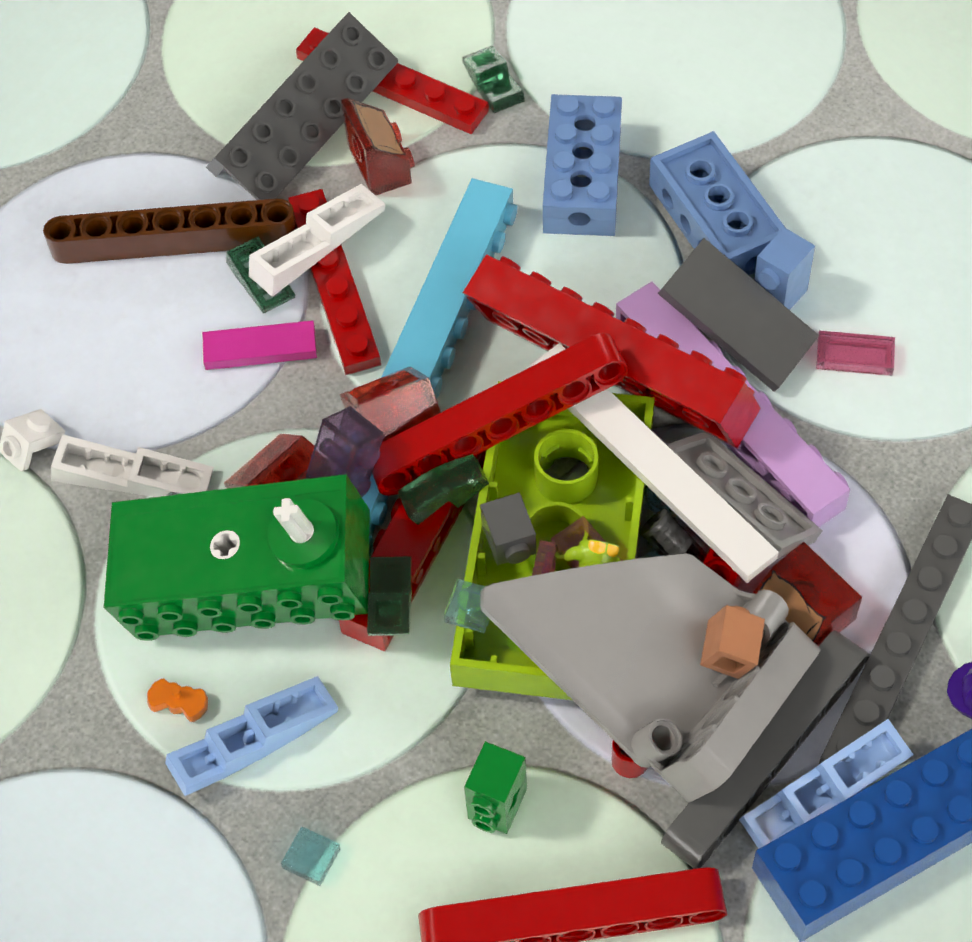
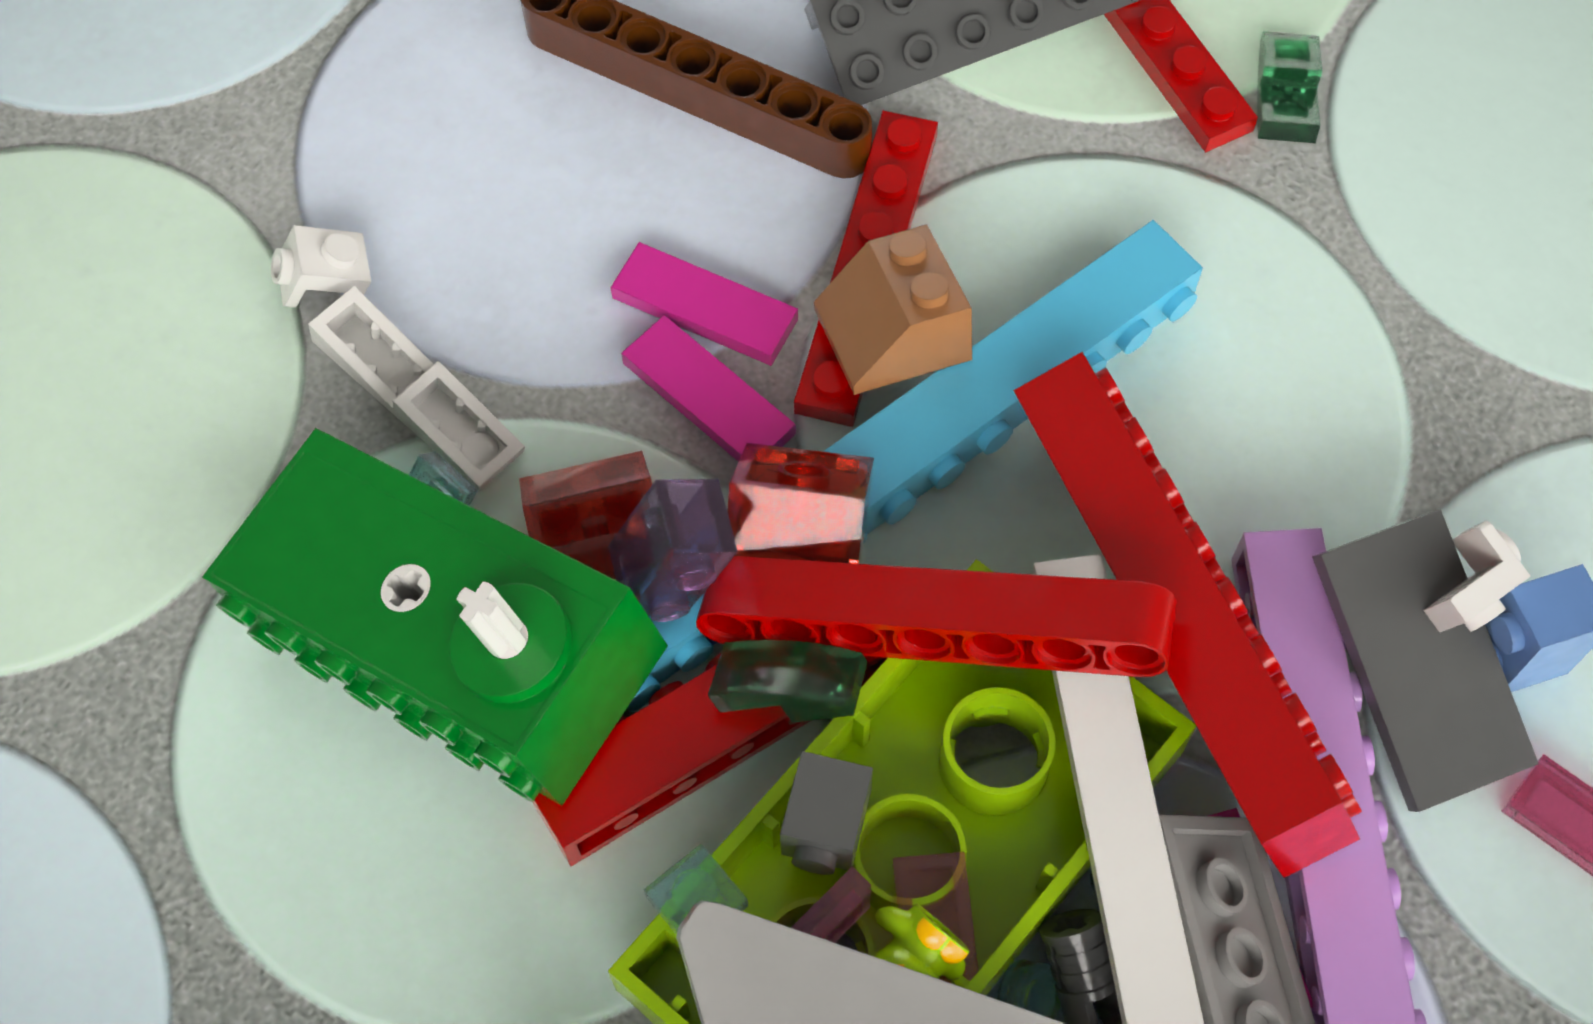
camera: 30 degrees right, 5 degrees up
(177, 699) = (248, 761): orange piece -> none
(240, 255) = (771, 160): clear green slope -> none
(252, 736) = (302, 881): light blue slope -> none
(291, 387) = (705, 390): none -> dark pink tile
(324, 230) = (897, 185): white slope -> none
(372, 289) = (896, 312): none -> medium nougat slope
(376, 147) = (1051, 100): clear red slope -> none
(390, 596) = (607, 801): clear green slope -> none
(574, 202) = (1317, 309): medium blue brick -> none
(714, 200) = (1505, 445): medium blue brick -> none
(746, 250) = (1496, 570): none -> white bracket

